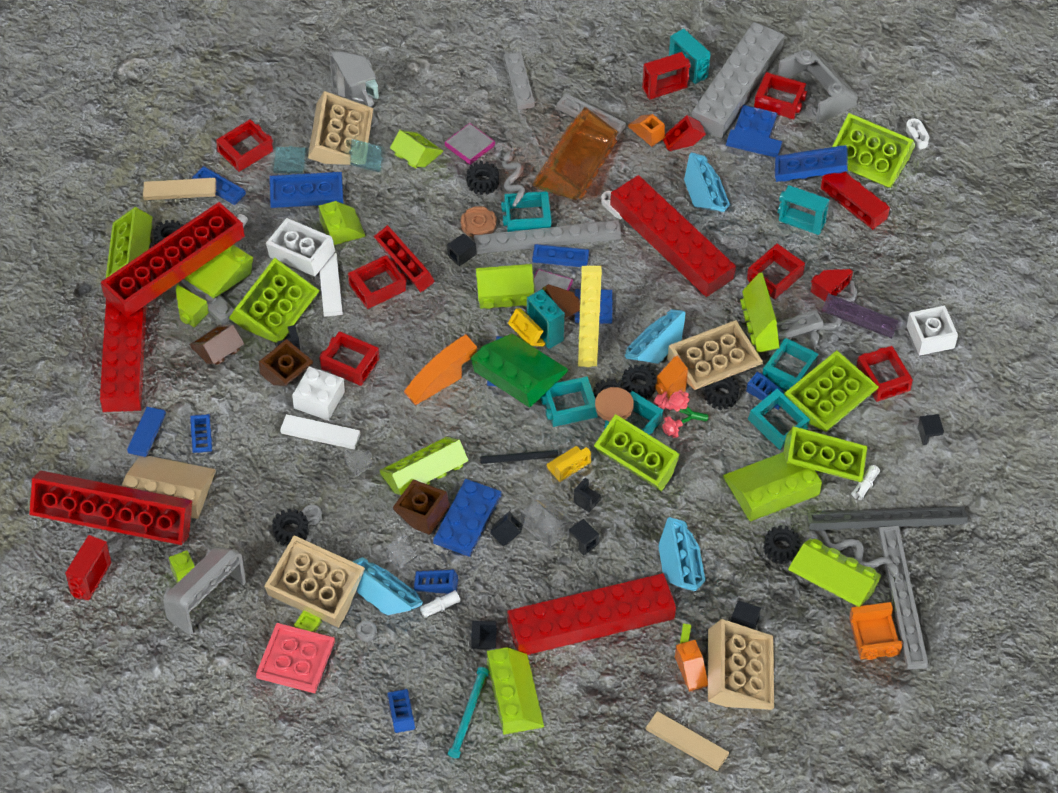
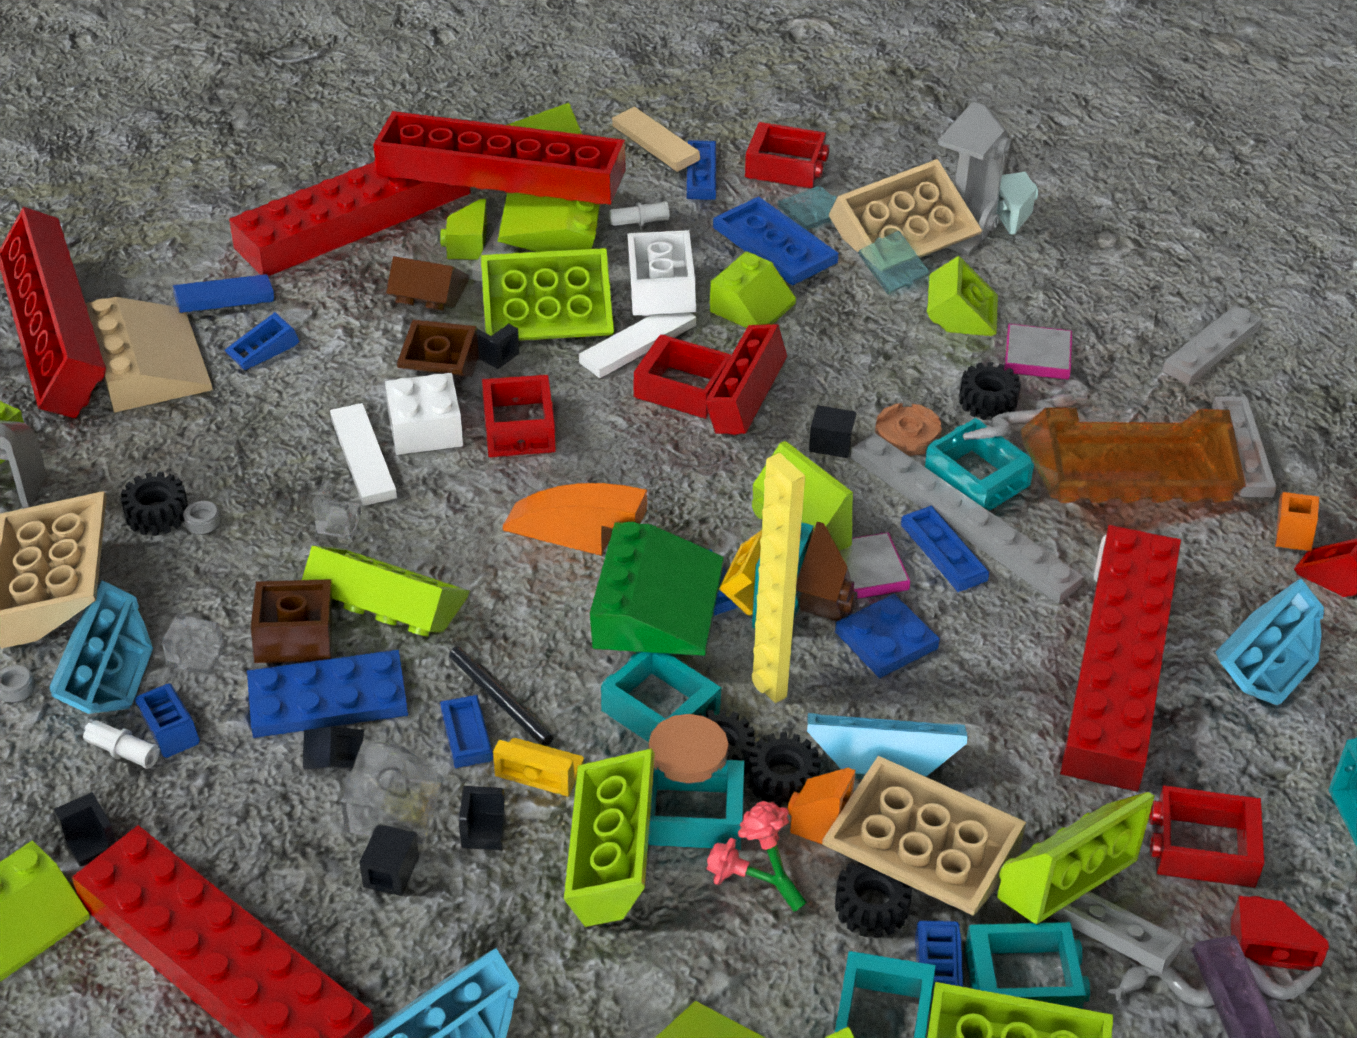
camera: 55 degrees right, 10 degrees down
(529, 478) = (466, 731): none -> blue tile

